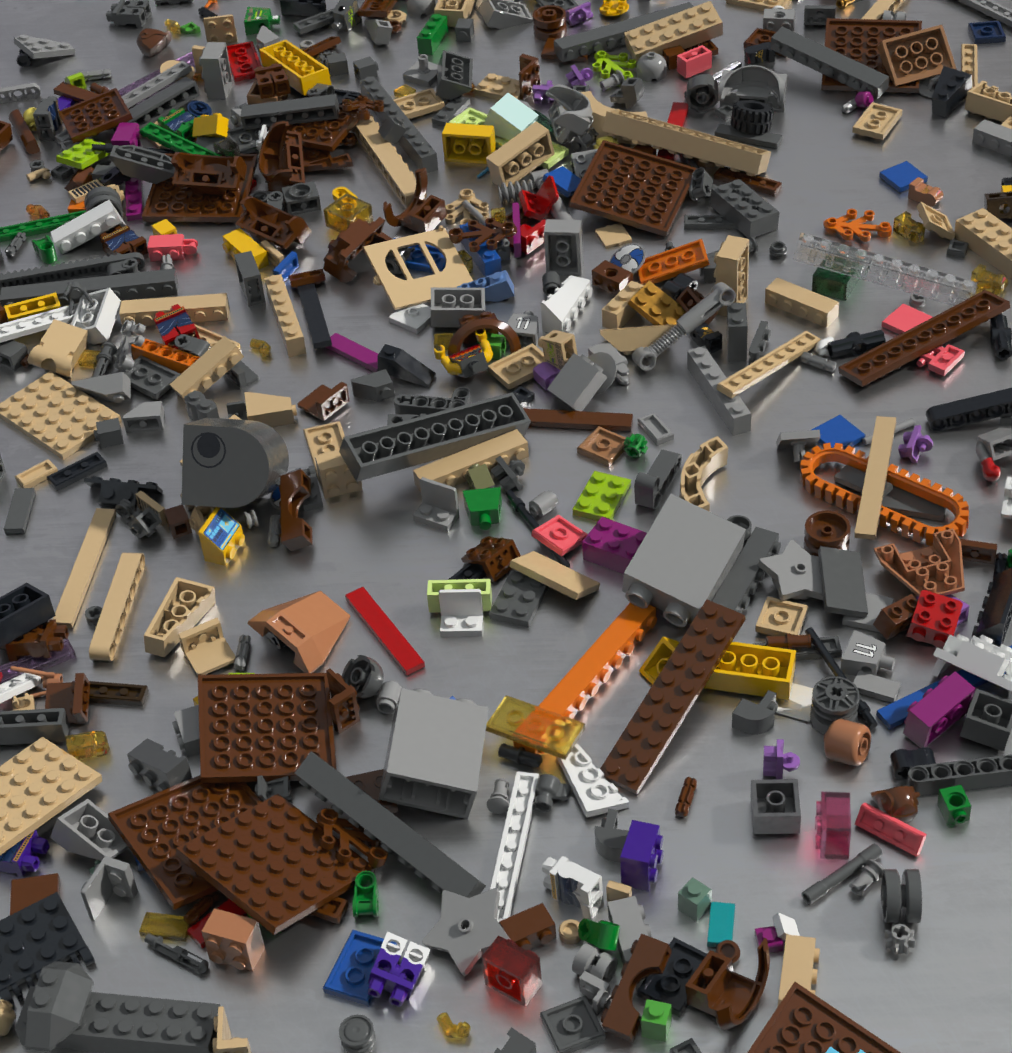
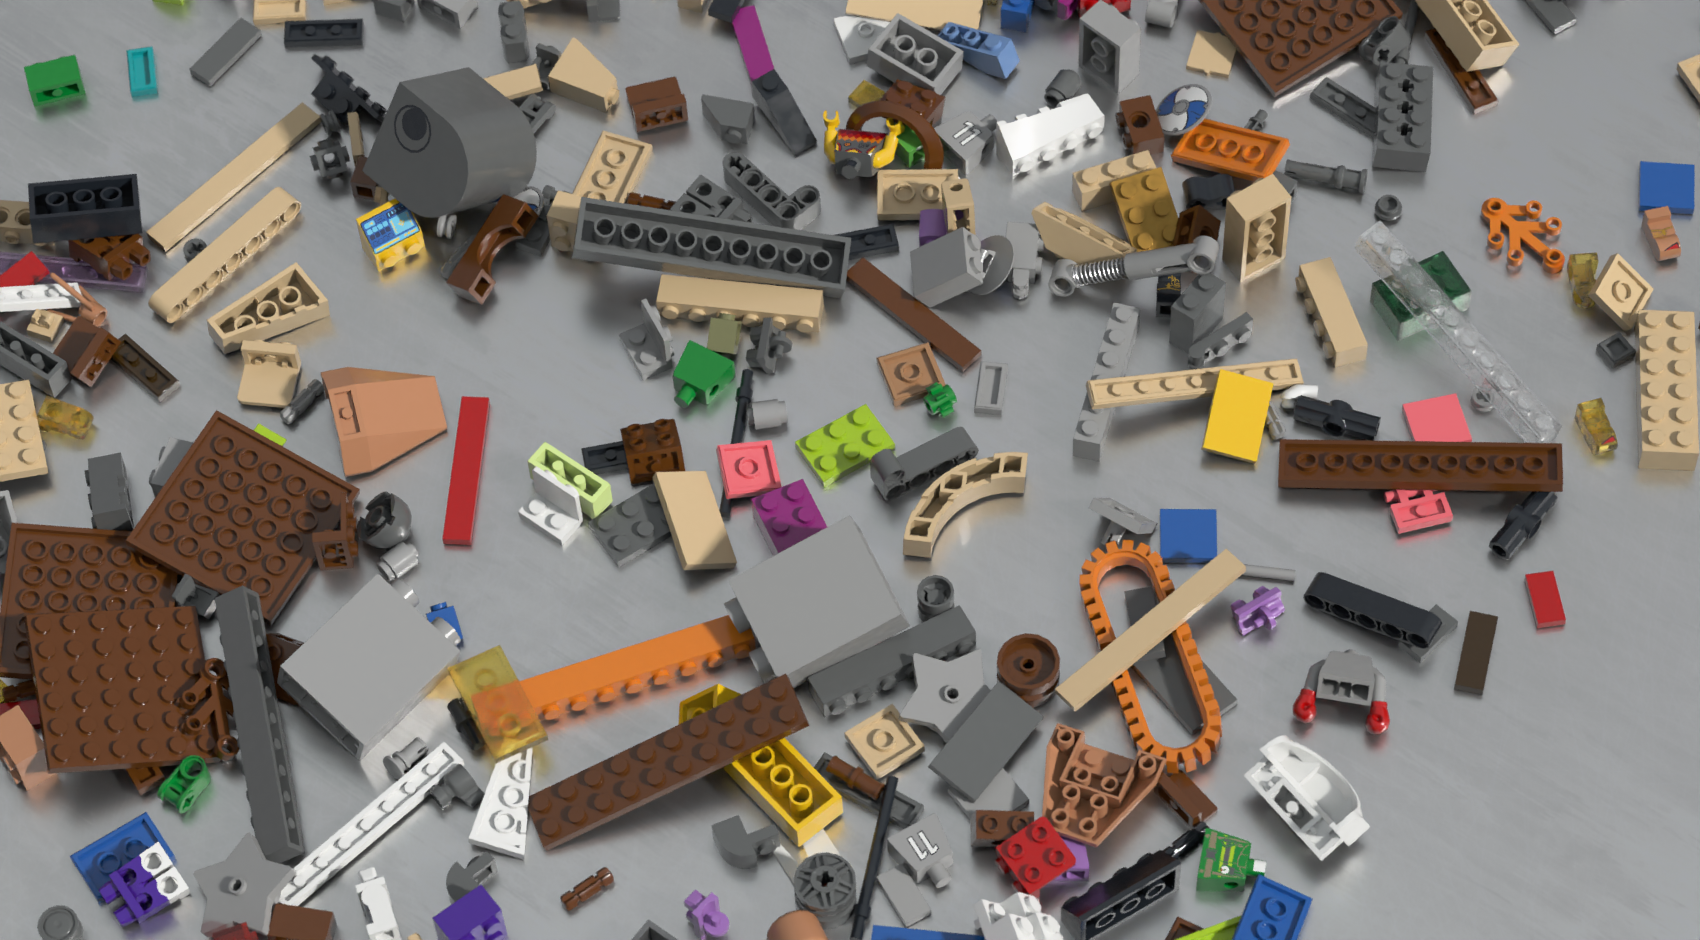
camera: 35 degrees right, 15 degrees up
(806, 366) = (1237, 416): none -> yellow tile

